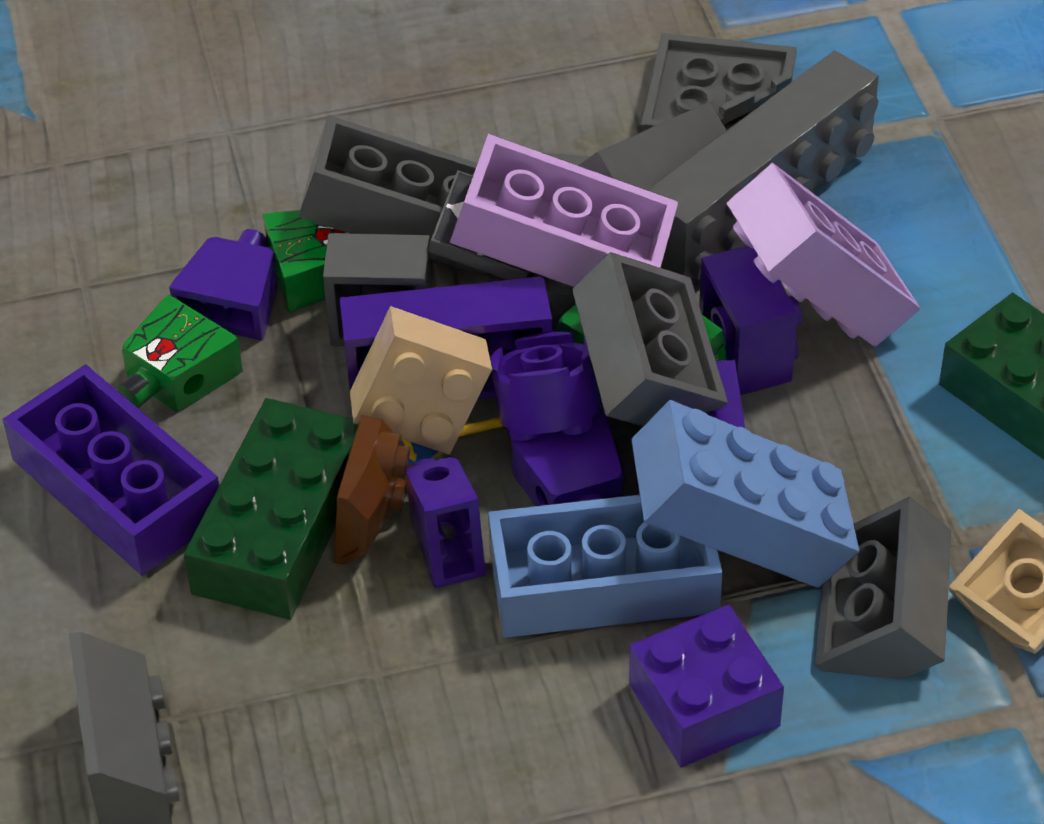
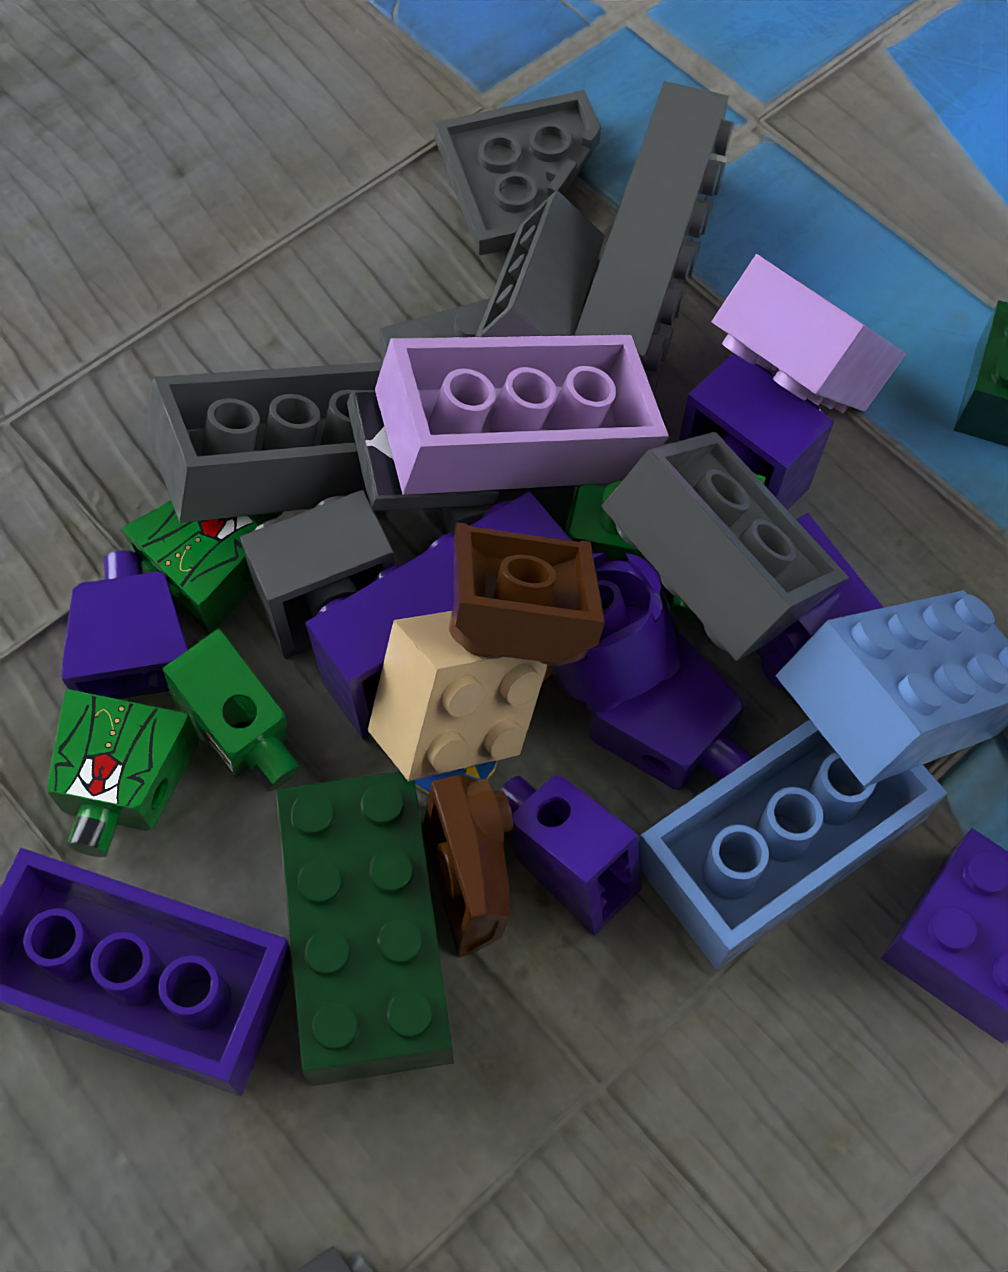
camera: 30 degrees left, 15 degrees up
(270, 359) = (223, 692): none -> green torso
(481, 320) = (524, 596): none -> reddish brown slope

